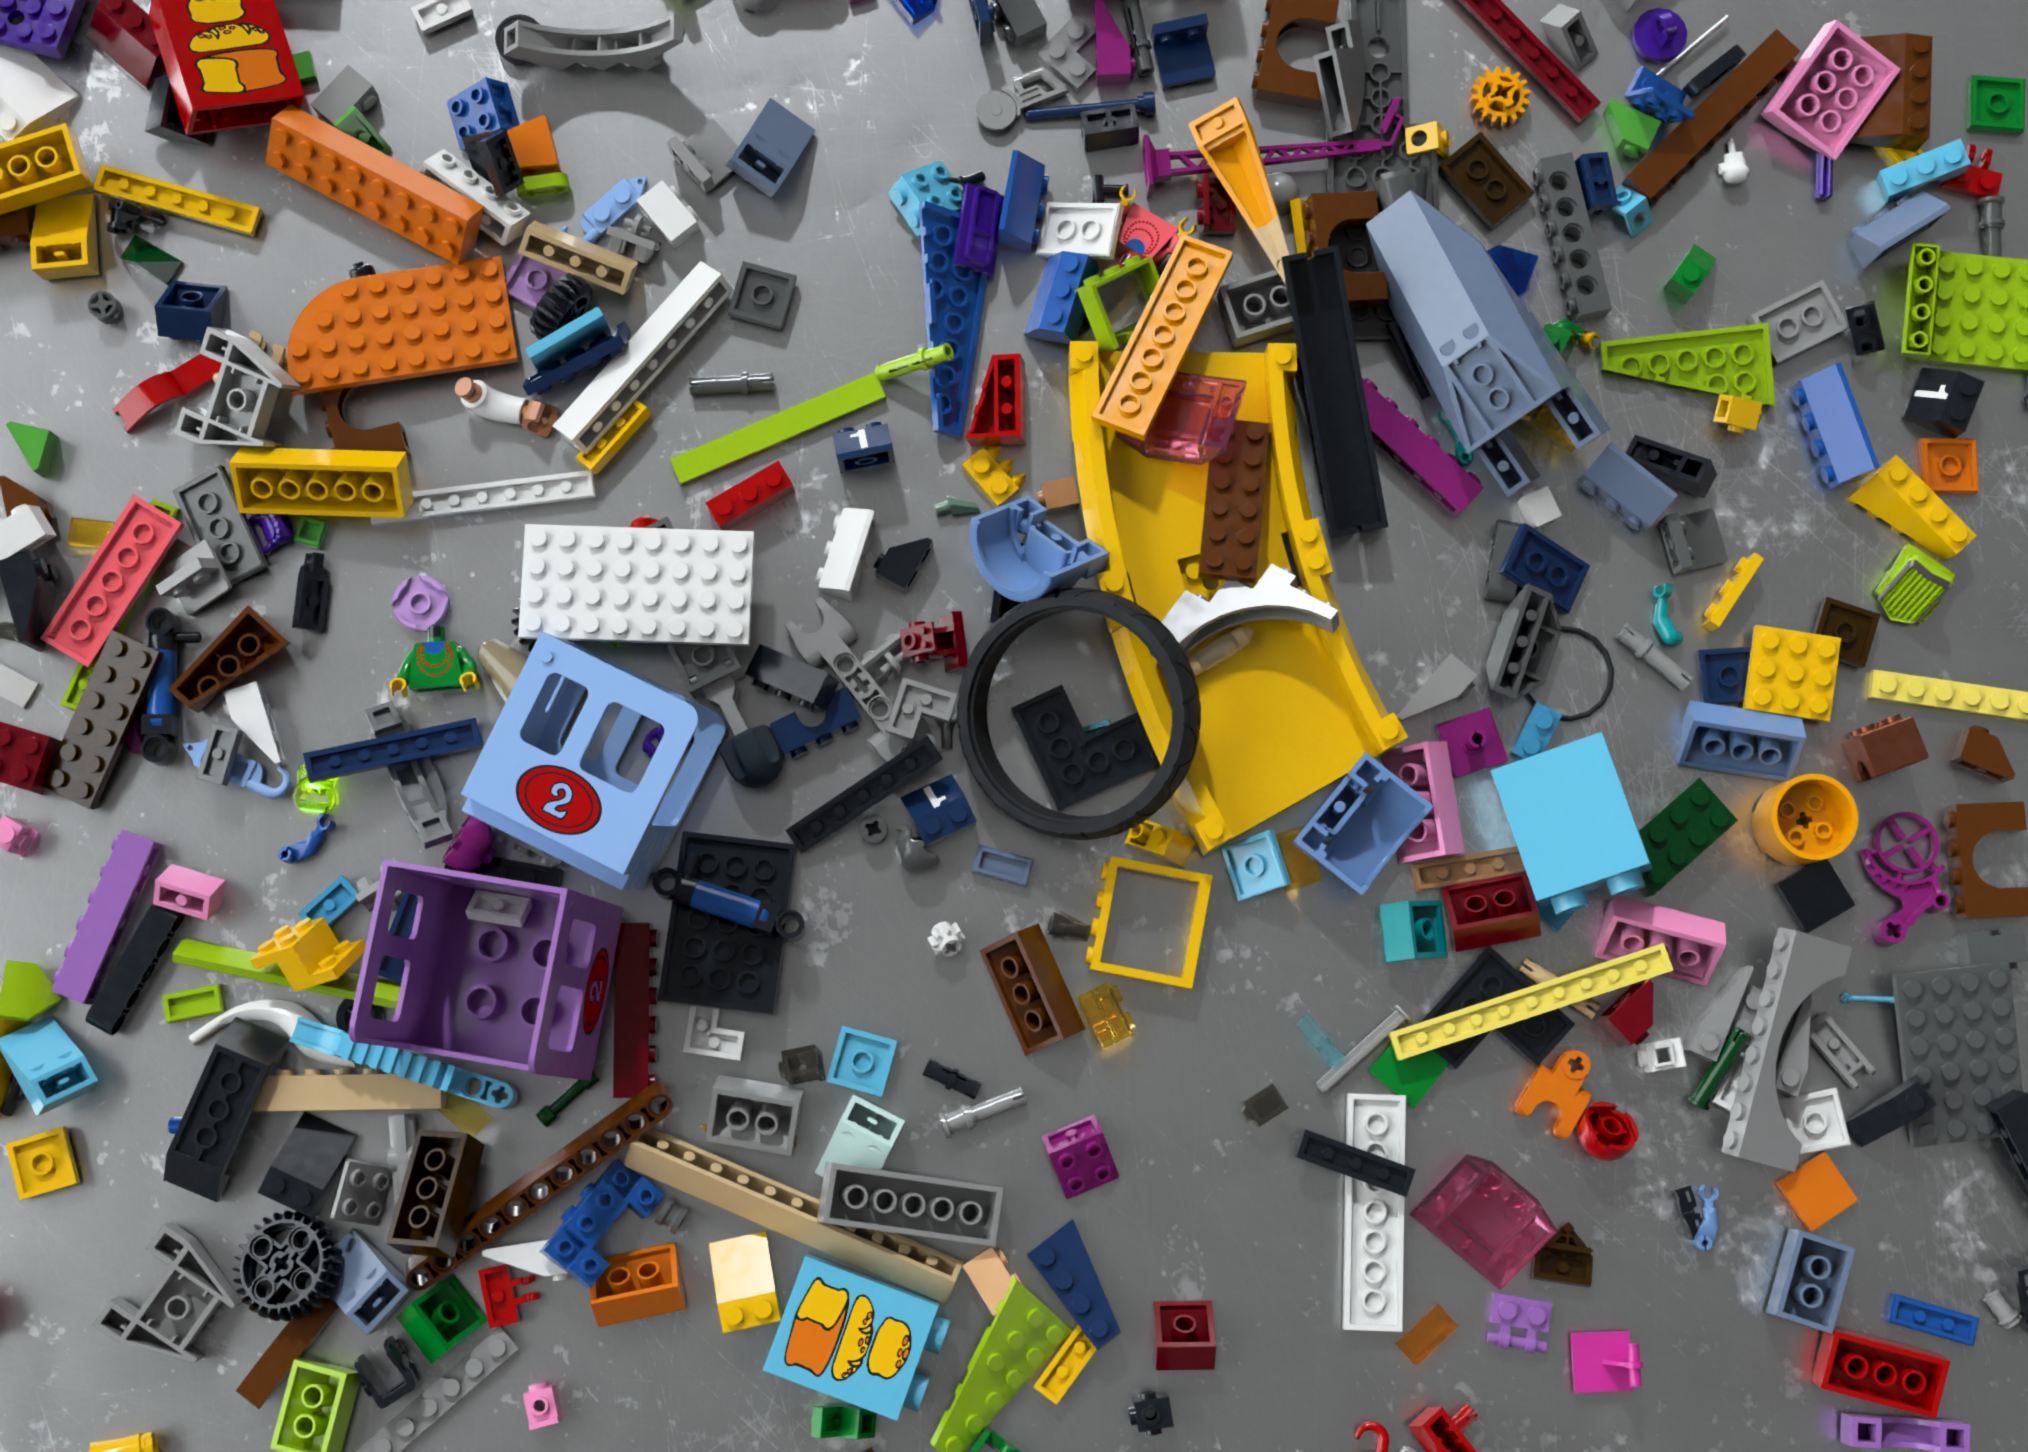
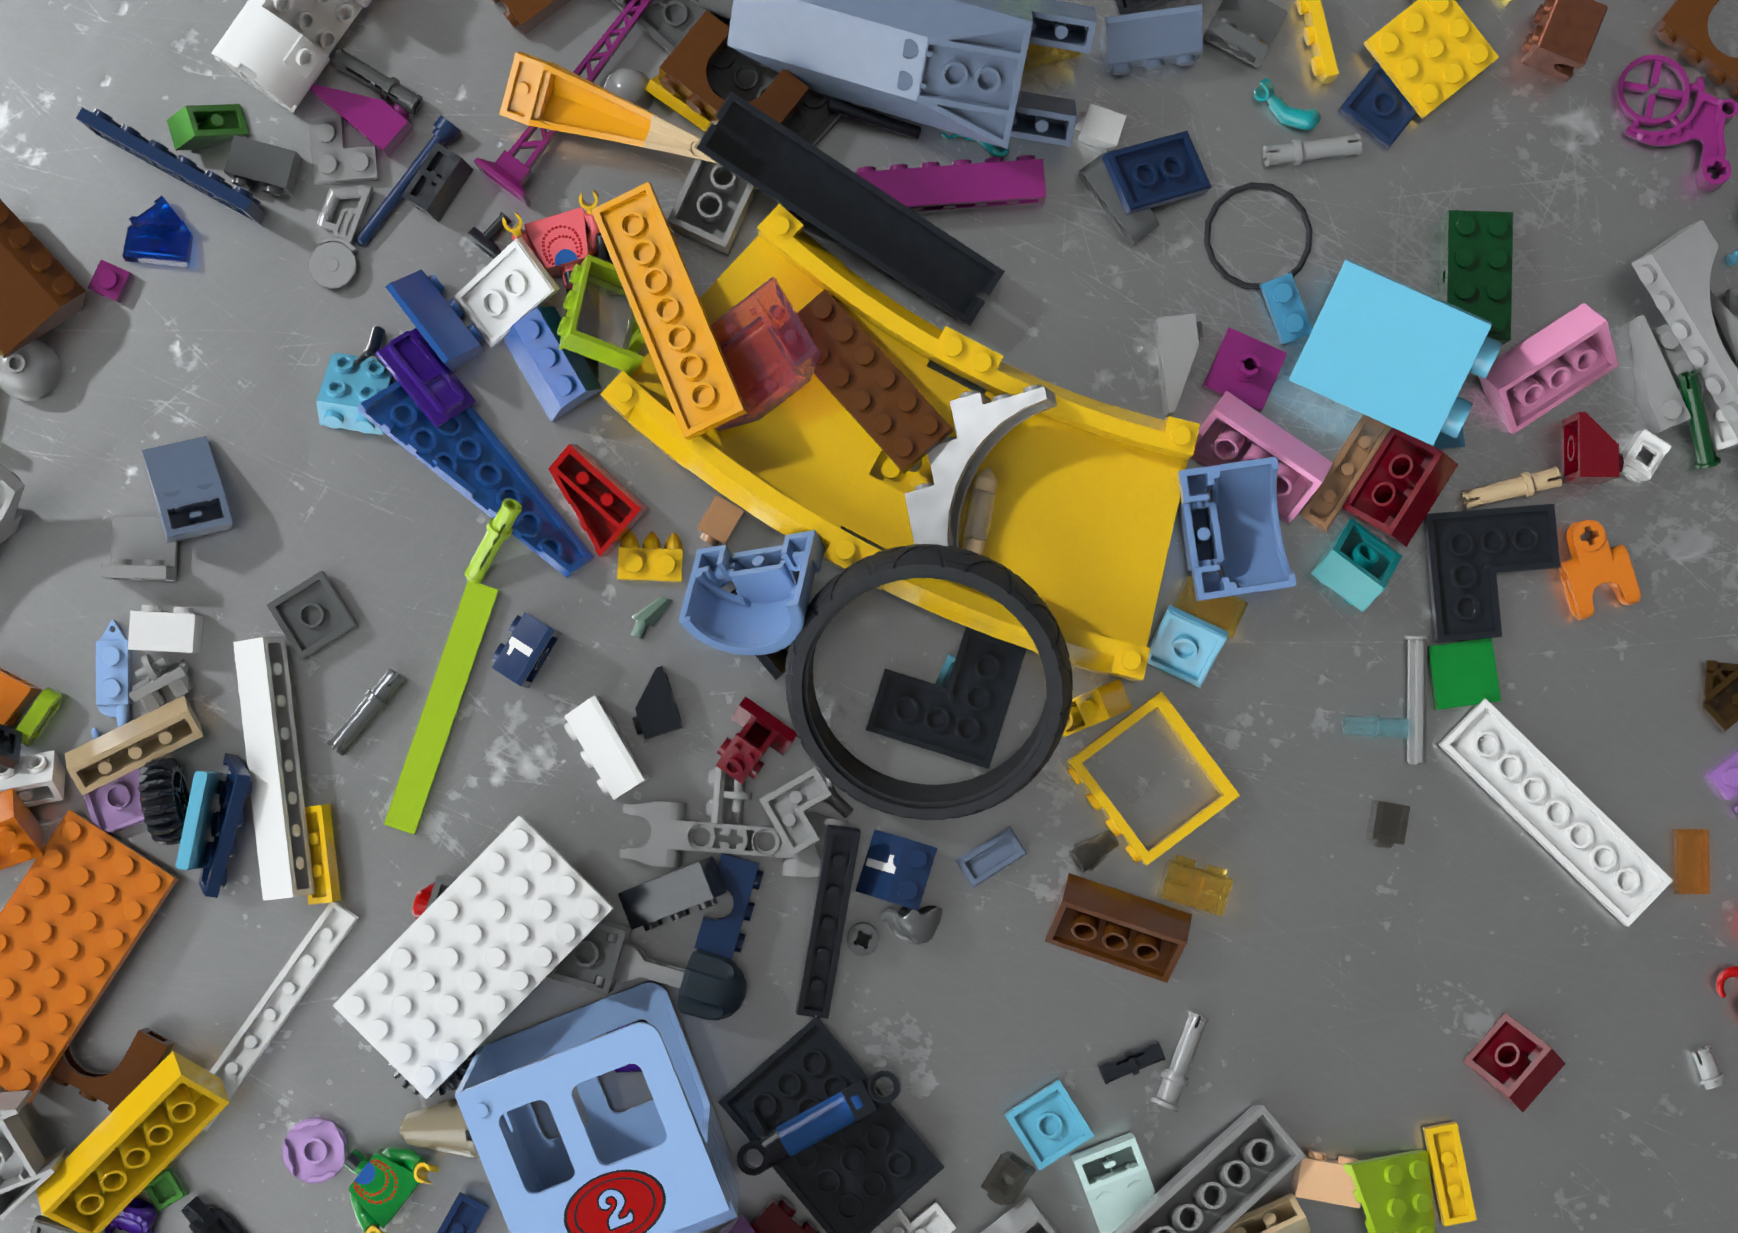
camera: 45 degrees left, 5 degrees up
(497, 406) = (205, 928): piece -> none
(750, 496) = (481, 786): red brick -> none
(946, 939) = (1011, 961): white gear -> none
(1072, 1277) = (1387, 1112): dark blue wing -> none
(1080, 1156) = (1291, 1014): magenta bracket -> none
(1160, 1419) = (1553, 1148): black brick -> none
(1183, 50) = (428, 56): dark blue bracket -> none
(1217, 208) = (594, 156): dark red bracket -> none
(1355, 1163) = (1504, 793): black plate -> none
(1486, 1218) = (1645, 725): clear pink slope -> none
(1524, 644) = (1204, 250): dark grey wedge -> none
(1530, 1001) = (1505, 524): light yellow plate -> none
(1607, 1132) = (1666, 561): red cylinder -> none
(1740, 741) = (1447, 145): medium blue slope -> none
(1815, 895) = (1626, 205): black tile -> none
(1827, 814) = (1582, 140): light orange brick -> none

